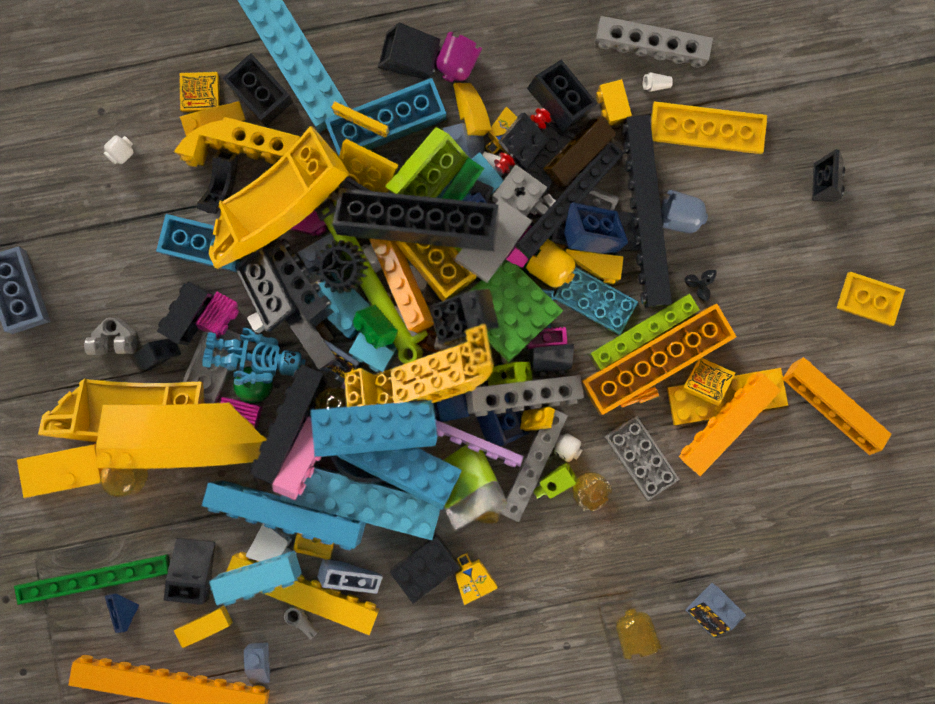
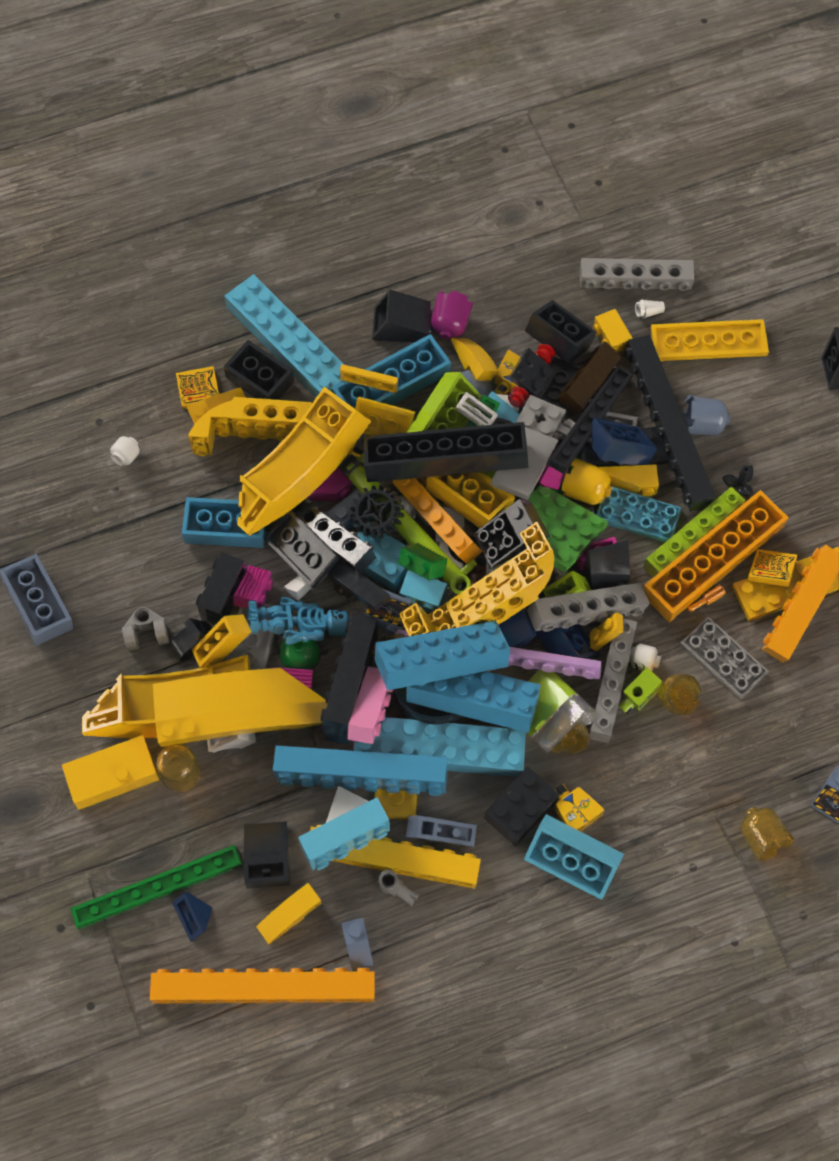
camera: 10 degrees left, 20 degrees down
(177, 367) = (221, 640): none -> yellow brick
(222, 181) = (235, 461): black arch -> none
(450, 158) = (478, 404): none -> white tile
(461, 627) = (573, 856): none -> medium azure brick

